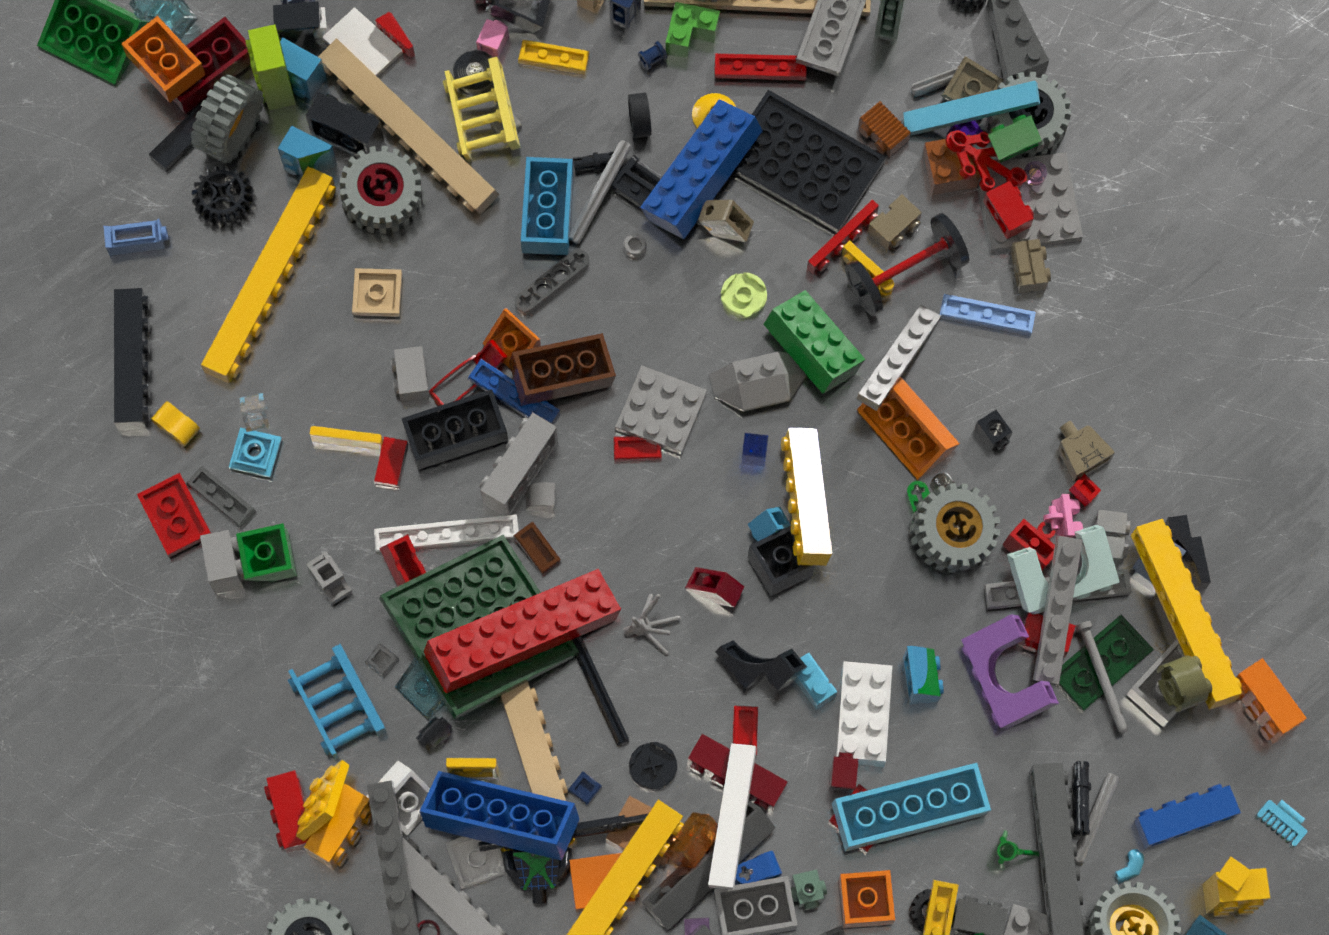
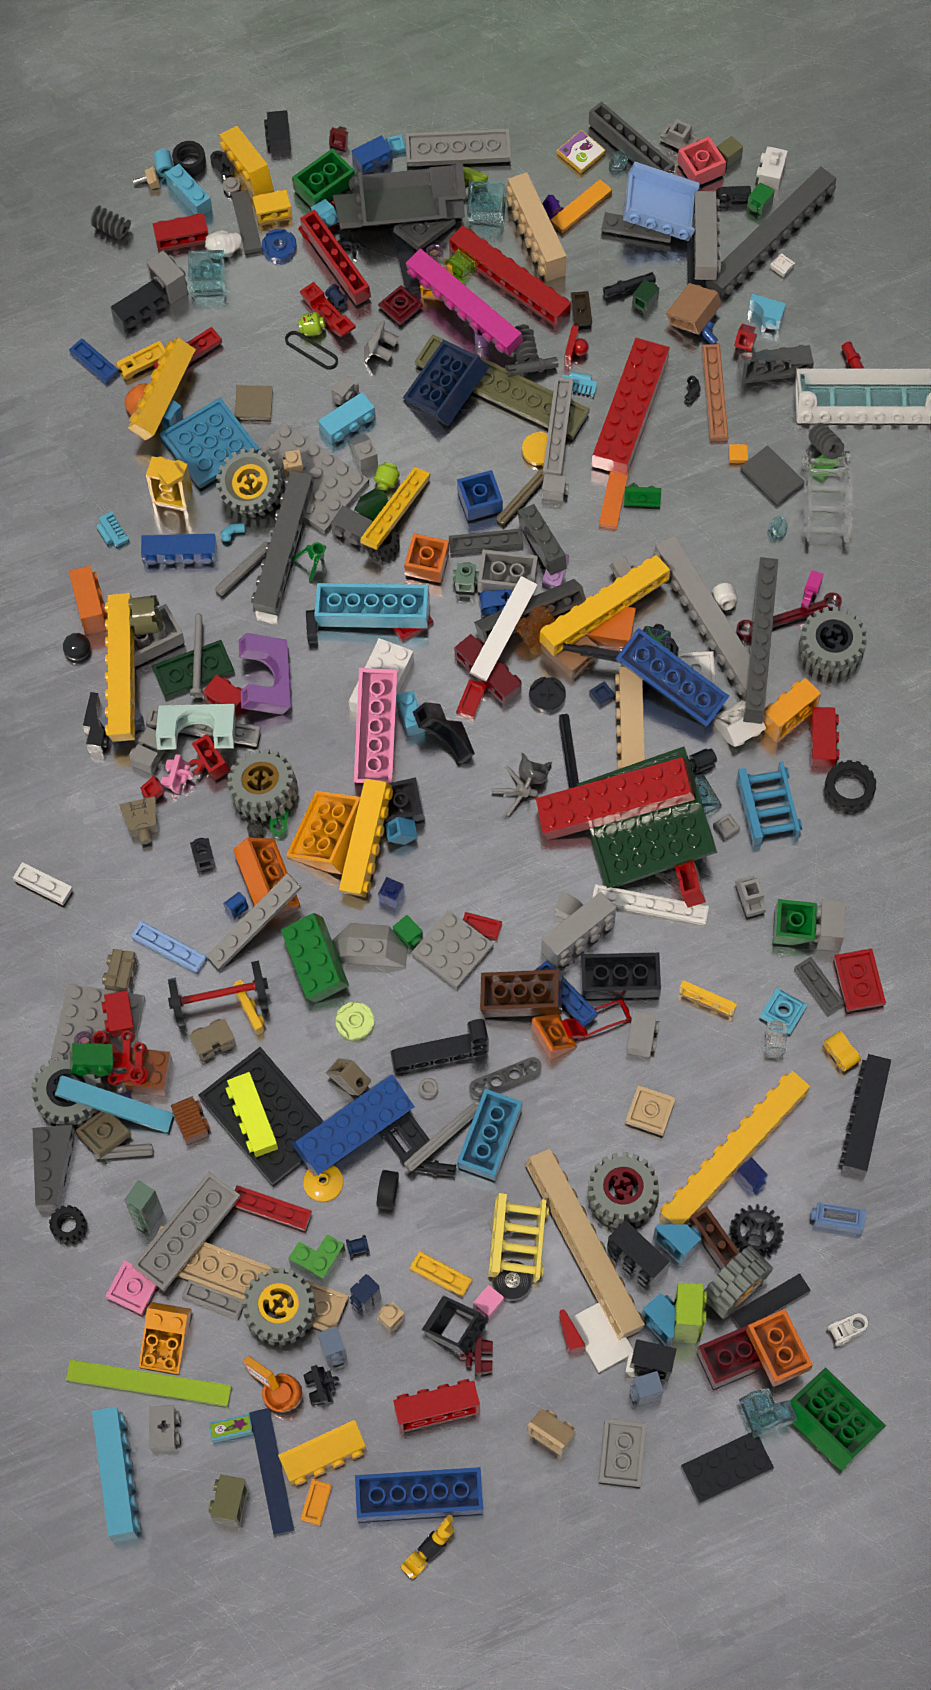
camera: 160 degrees left, 5 degrees down
(102, 124) = (844, 1331): none -> white piece
(227, 737) = (853, 768): none -> black tyre
(242, 253) = (752, 1175): none -> clear blue brick
(265, 169) = (714, 1237): none -> reddish brown brick
(322, 800) = (798, 724): yellow plate -> none
(391, 462) = (677, 972): red tile -> none
(473, 767) = (681, 722): yellow tile -> none
(536, 547) = (583, 871): reddish brown tile -> none
(606, 300) = (444, 1050): none -> black beam
(635, 653) = (537, 771): none -> dark grey hair
(715, 586) = (458, 802): dark red slope -> none
(718, 410) = (408, 932): none -> green brick
(817, 146) = (252, 1115): none -> neon yellow brick
(844, 771) = (413, 635): dark red slope -> none
(845, 634) = (375, 725): none -> bright pink brick
(850, 231) = (258, 1040): red plate -> none
(859, 501) = (325, 832): none -> light orange slope
(921, 675) = (328, 692): dark azure slope -> none
(931, 383) = (236, 904): none -> blue brick
(975, 755) = (311, 626): none -> black beam
(1057, 609) = (212, 697): light grey plate -> none
(1081, 788) = (247, 582): black pin -> none
(1162, 340) = (42, 883): none -> white plate
(1255, 645) = (76, 646): none -> black hair

